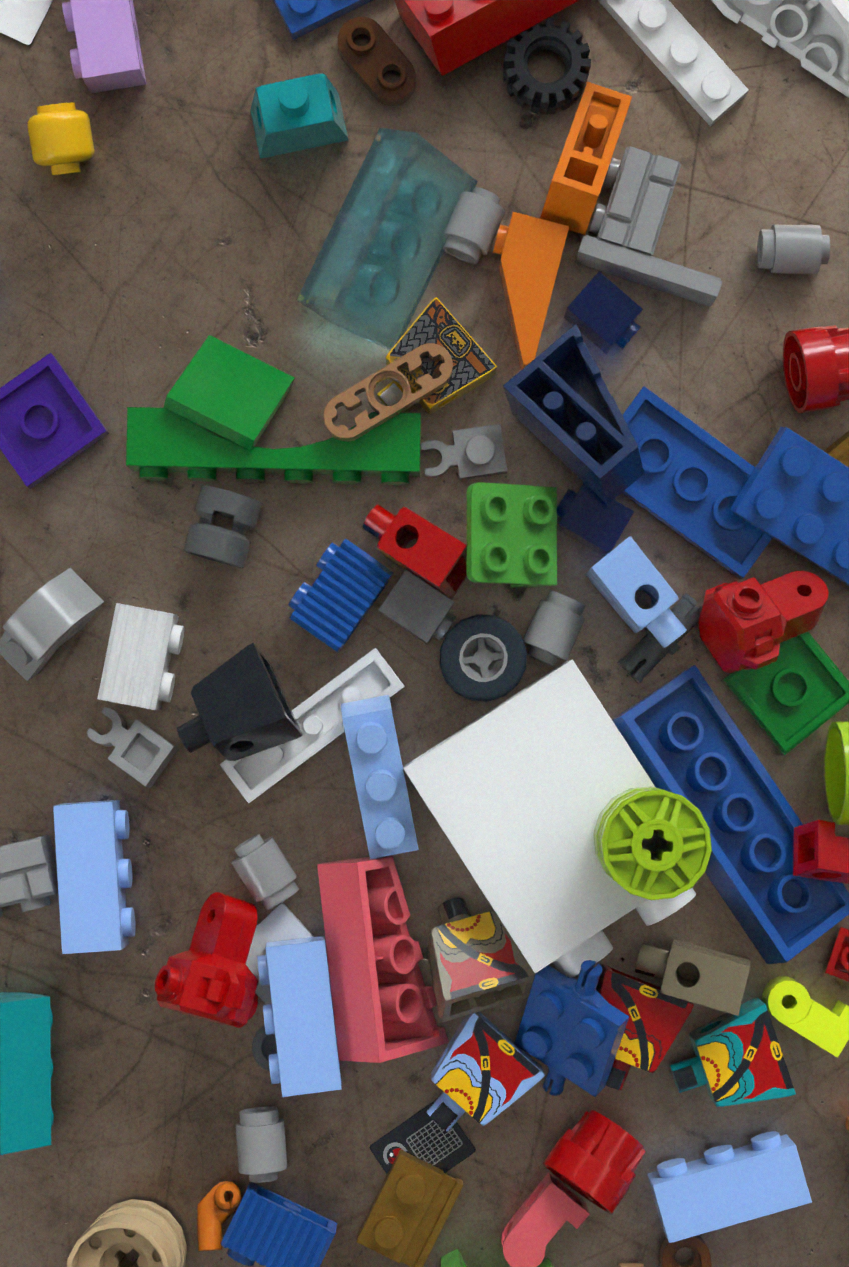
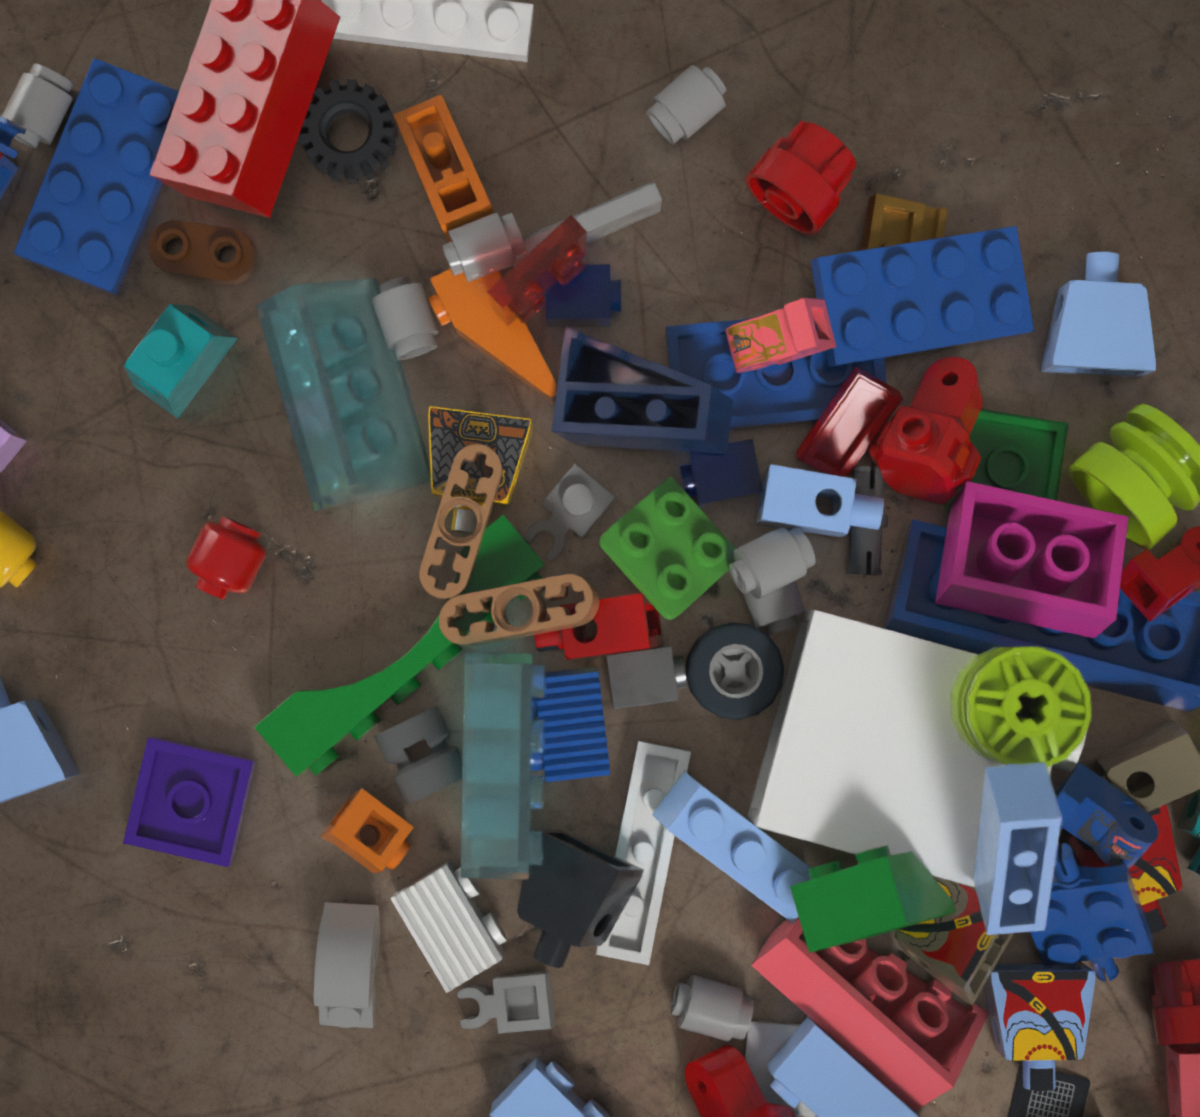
camera: 40 degrees left, 0 degrees up
(152, 532) = (391, 831): none -> orange brick
(209, 278) = (226, 557): none -> red head
(229, 392) = (327, 638): green tile -> none
(269, 575) = (499, 765): none -> clear light blue slope
(410, 491) = (477, 603): none -> medium nougat beam
(434, 883) = (867, 899): none -> green slope
(563, 930) = (1016, 847): none -> light blue brick
(568, 221) = (484, 246): none -> light grey brick
(573, 603) = (772, 561): none -> light grey brick
(600, 268) = (552, 260): none -> clear red plate
(638, 200) = (523, 176): light grey brick -> none
(640, 972) = (1104, 818): none -> blue leg
(709, 560) = (849, 424): none -> red tile
(715, 458) = (781, 335): none -> coral leg
(750, 760) = (1032, 560): none -> dark pink brick

